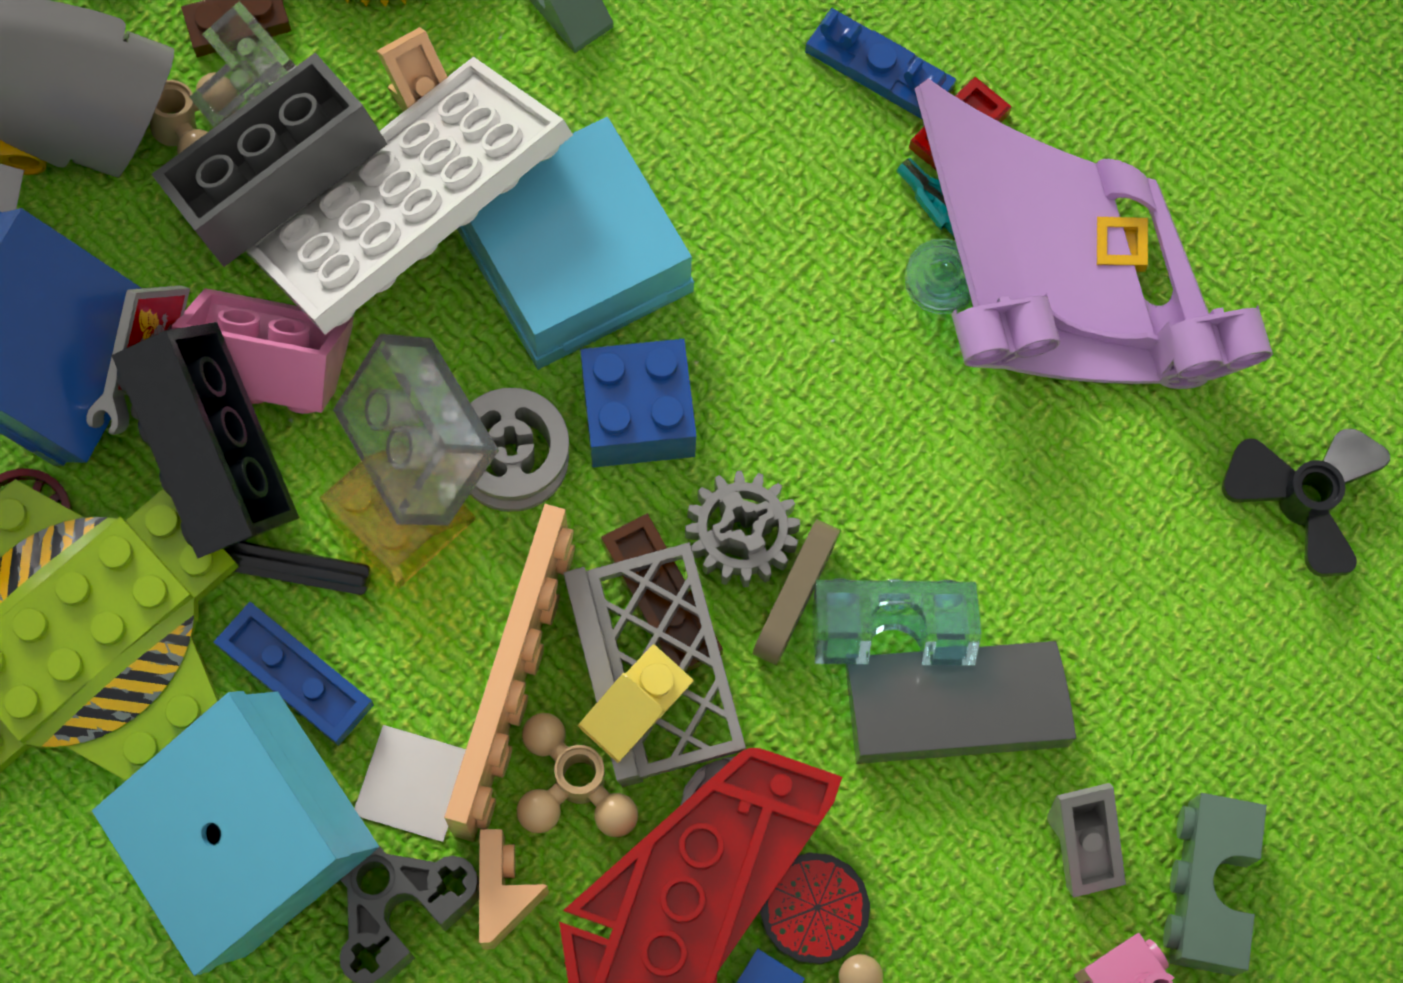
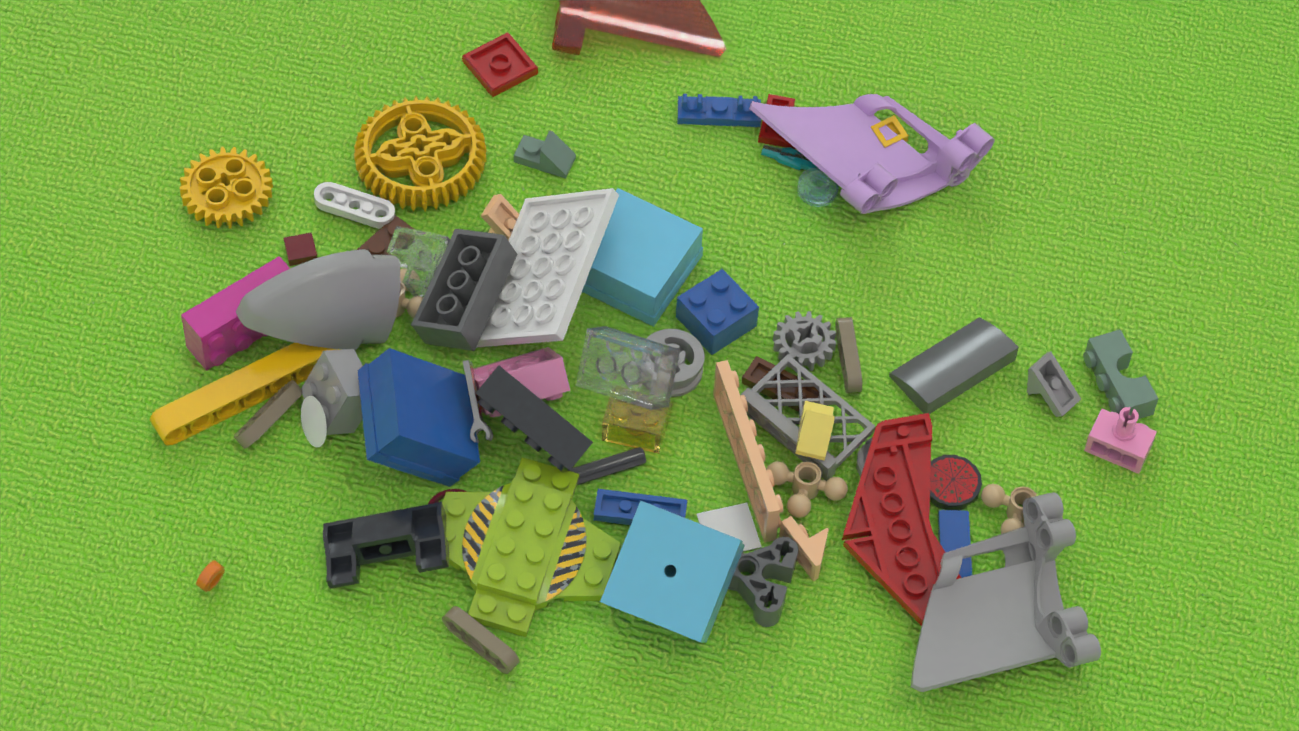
camera: 30 degrees left, 15 degrees down
(935, 613) = (921, 330): clear light blue arch -> none
(1262, 476) = (1047, 197): black piece -> none

